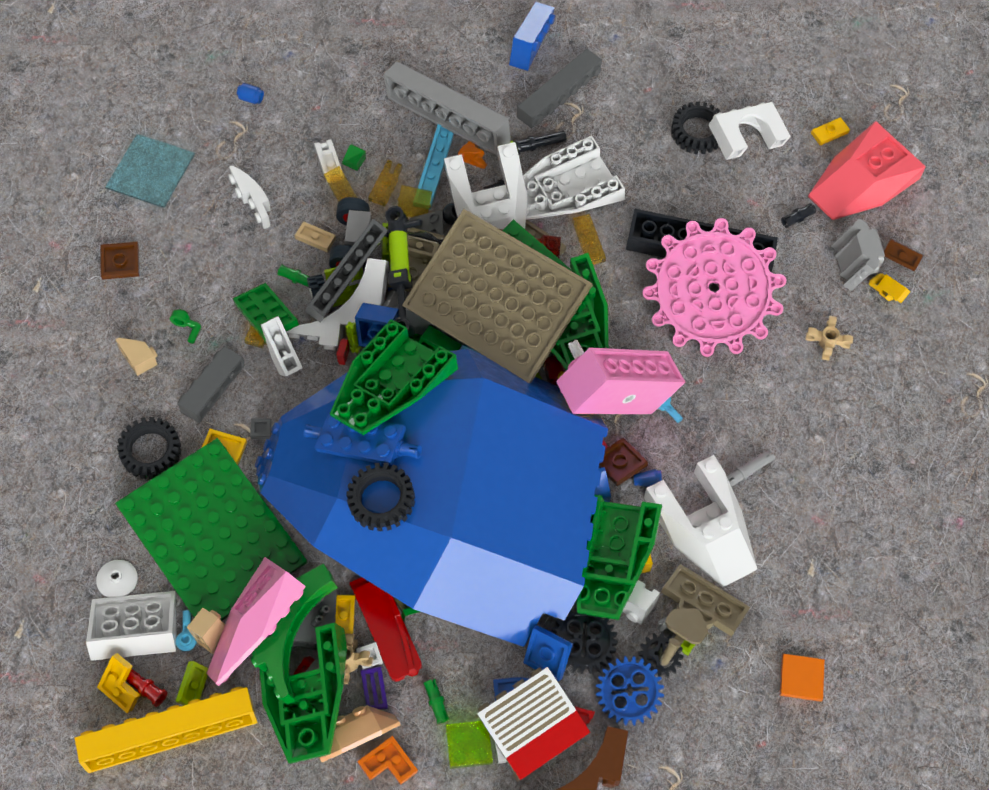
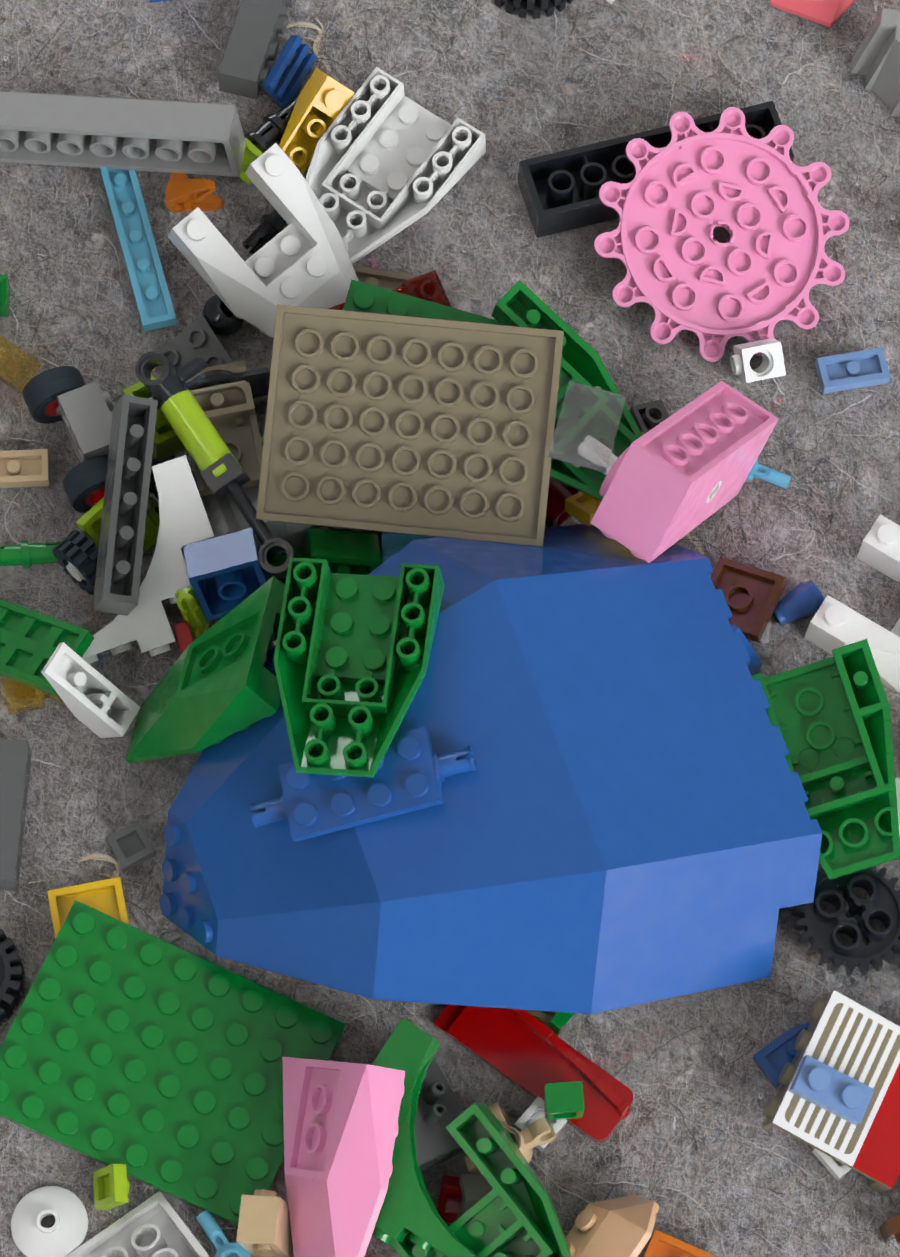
camera: 30 degrees left, 5 degrees up
(153, 576) = (110, 1187): none -> lime plate
(329, 369) = (214, 684): none -> green wedge
(345, 612) = (462, 1075): yellow plate -> none
(371, 671) = (566, 1181): dark purple tile -> none
(384, 649) = (563, 1100): none -> green slope
(385, 184) = (73, 319): clear yellow hinge -> none
(390, 517) = (456, 908): black tyre -> none
(414, 201) = (144, 325): clear yellow piece -> none
(436, 701) = (687, 1137): green pin -> none
(468, 744) = (777, 1176): clear neon green plate -> none
(516, 714) = (831, 1090): none -> medium blue plate
(547, 651) = (815, 965): blue plate -> none
(551, 143) = (312, 115): none -> yellow slope
(564, 117) = (291, 75): none -> blue tile
(579, 334) = (587, 426): none -> clear piece
(588, 238) = (467, 249): clear yellow plate -> none
(704, 361) = (771, 365): none -> white brick
(744, 383) = (852, 370): none -> medium blue plate
(798, 215) = (774, 45): black pin -> none

